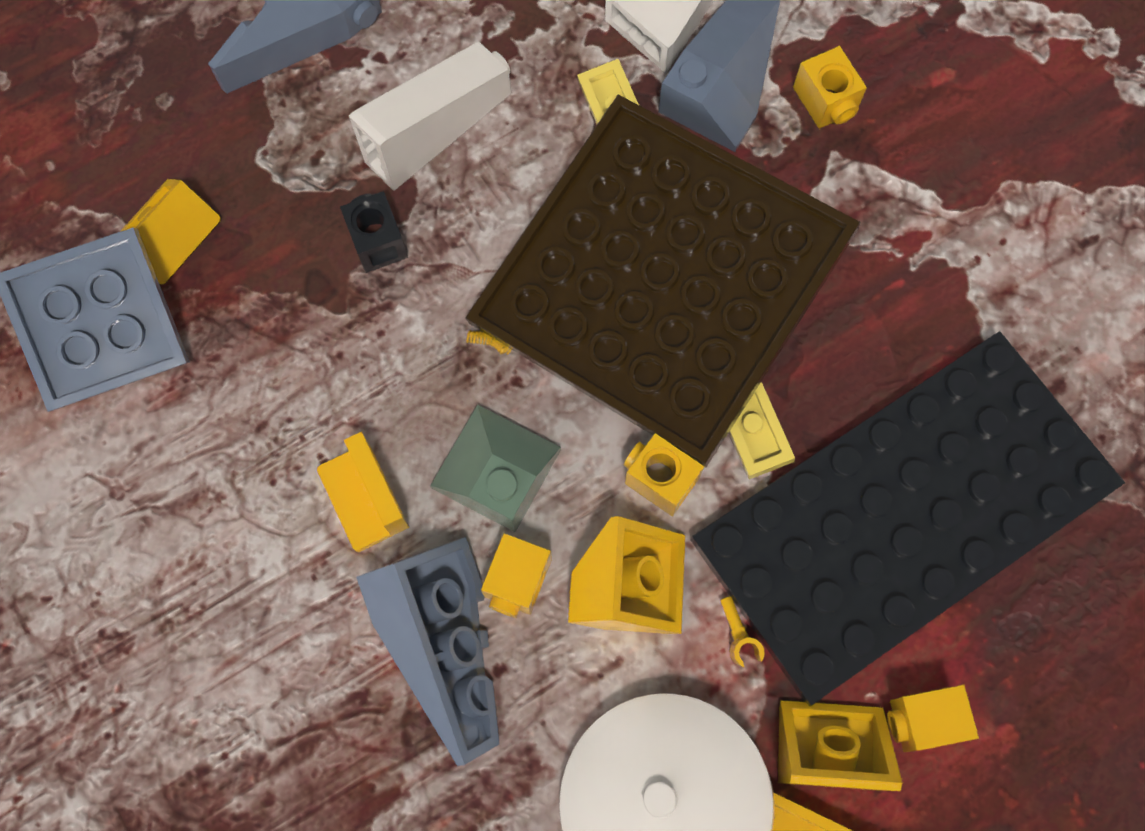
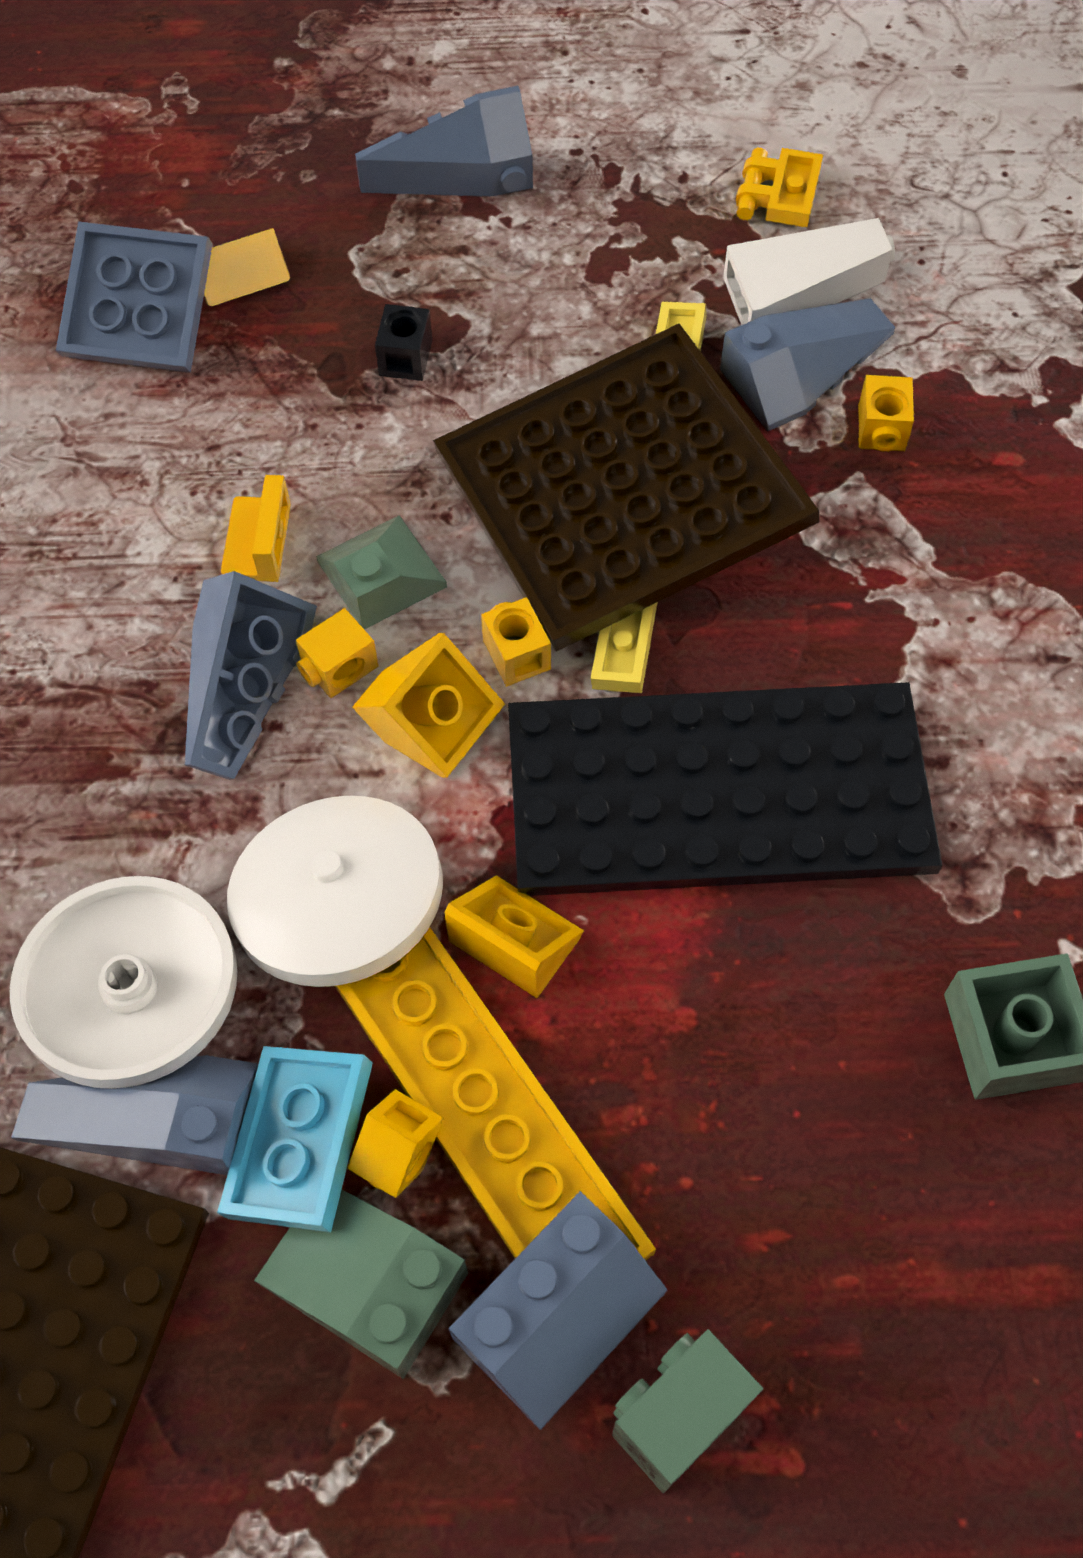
camera: 30 degrees right, 10 degrees down
(429, 112) = (512, 271): white slope -> none
(498, 345) = (445, 475): yellow leg -> none
(739, 633) = (496, 802): yellow hand -> none
(932, 719) = (616, 954): yellow brick -> none

